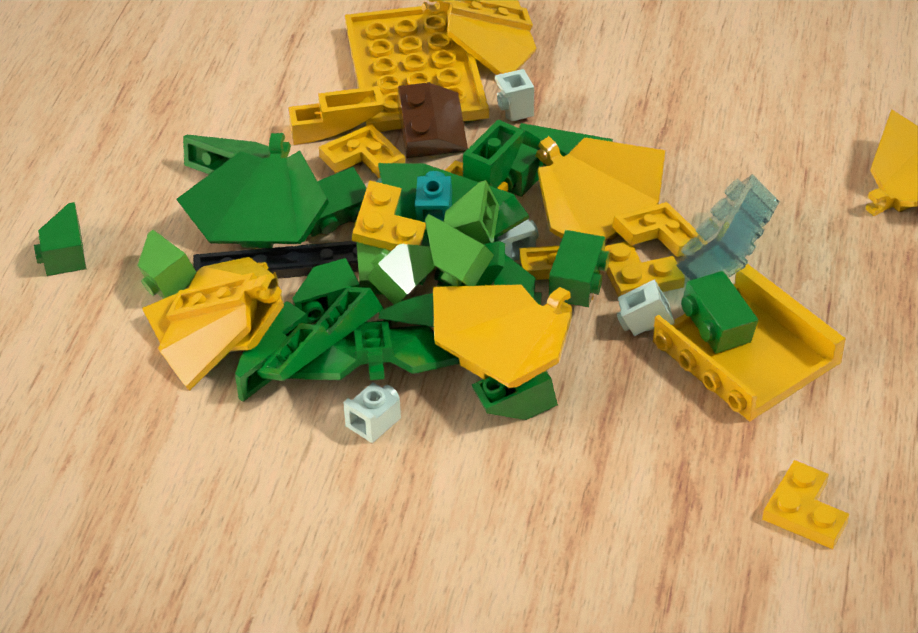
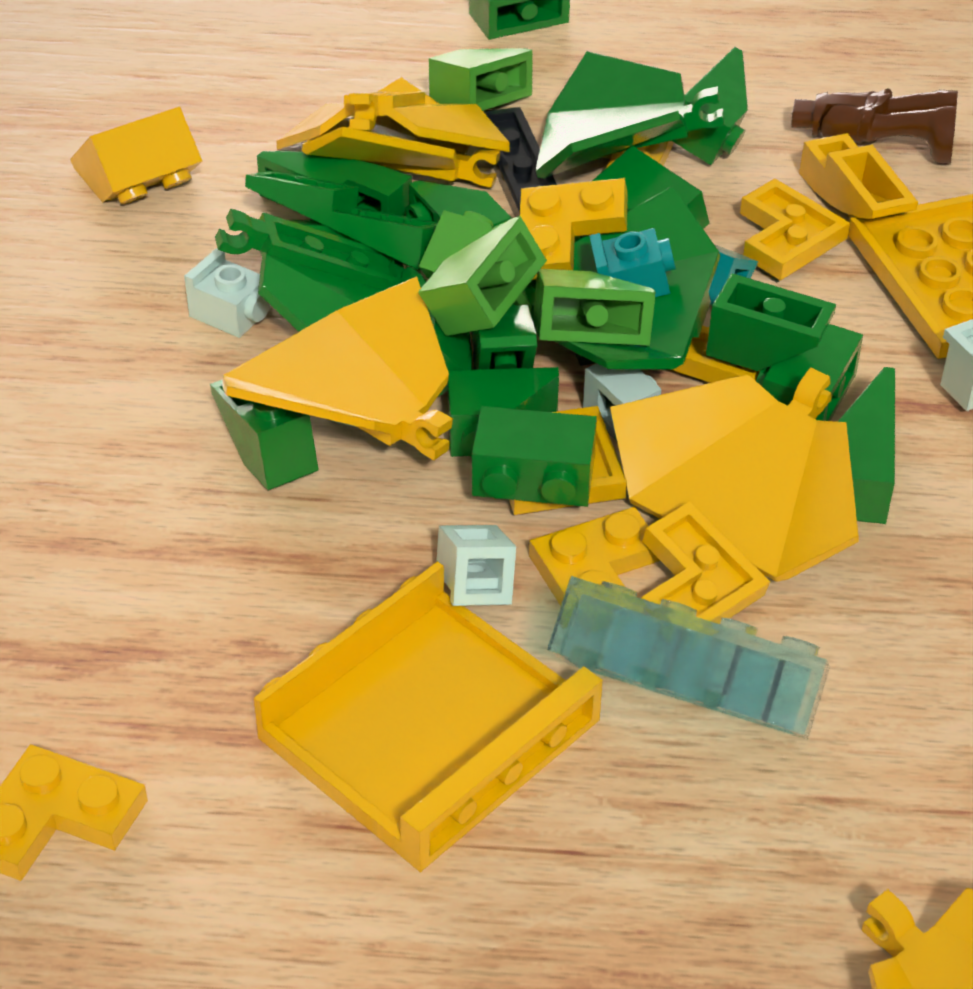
camera: 80 degrees right, 0 degrees up
(197, 456) = (137, 156): none -> yellow slope
(260, 105) = (881, 115): none -> reddish brown piece
(430, 120) = (869, 269): reddish brown slope -> none
(719, 312) = (472, 650): green brick -> none

